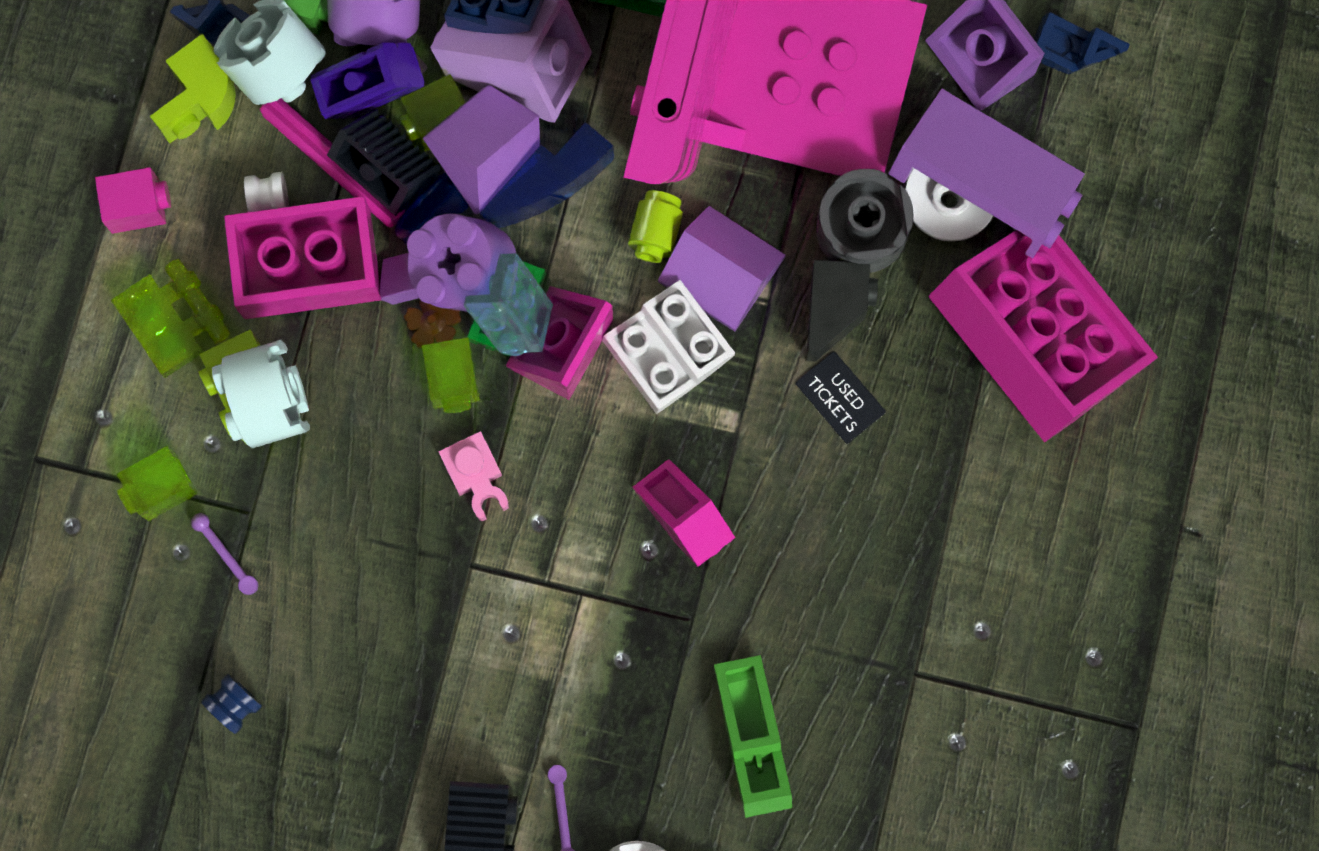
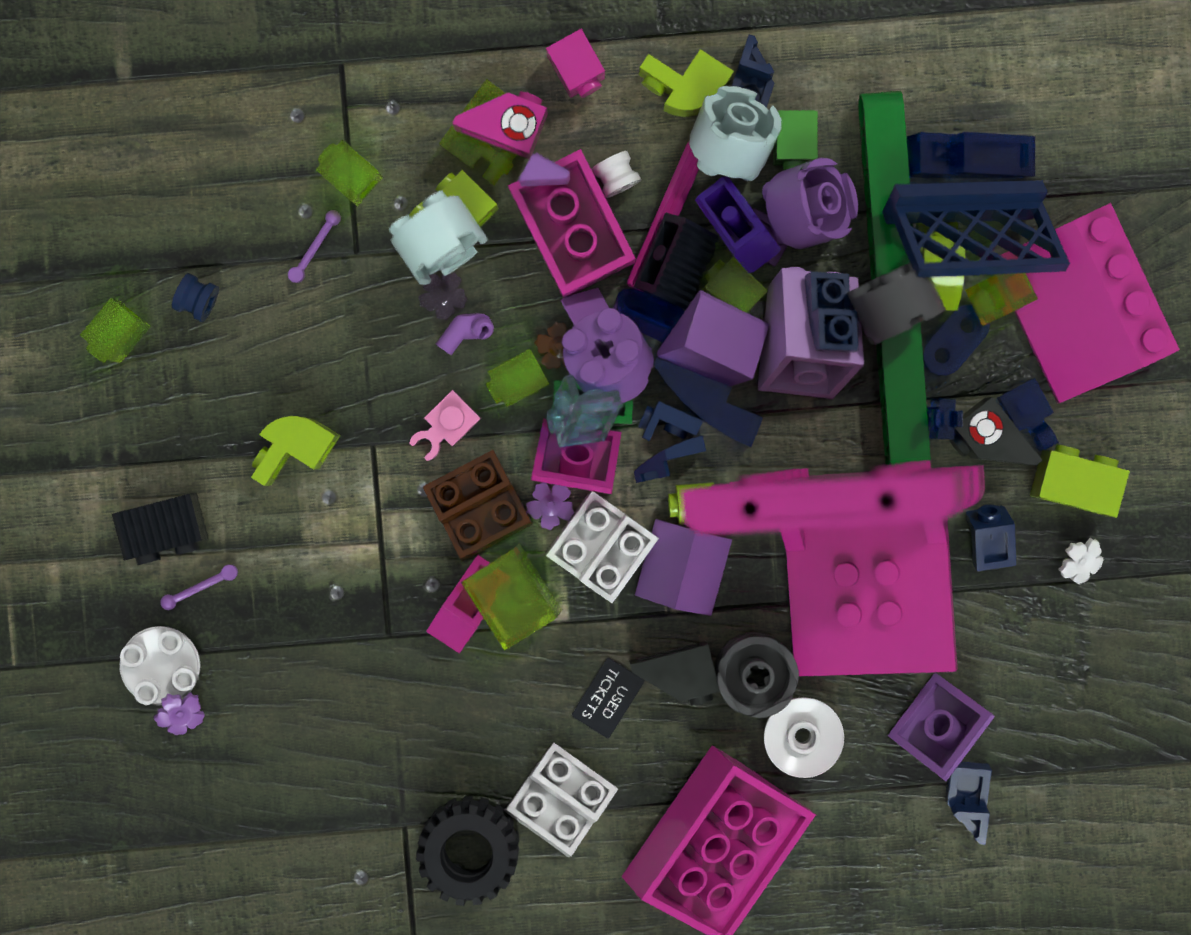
camera: 75 degrees right, 10 degrees up
(166, 289) = (506, 122): none -> dark pink slope
(234, 256) = (543, 172): none -> medium lavender slope
(236, 810) = (114, 332): none -> clear neon green brick
(330, 430) = (442, 295): none -> clear purple plant
(375, 414) = (465, 327): none -> medium lavender arm
(427, 642) = (295, 437): none -> lime brick
(558, 218) = (676, 421): none -> dark blue bracket
(576, 467) = (477, 505): none -> reddish brown slope
(599, 254) = (657, 465): none -> dark blue slope
(604, 389) = (550, 504): none -> medium lavender plant
(690, 455) = (512, 597): none -> clear neon green slope
(753, 736) = (309, 717): bright green slope -> none
(938, 484) = (561, 800): none -> white slope
(990, 572) = (459, 882): none -> black tyre
(991, 169) = (834, 765): medium lavender panel -> none

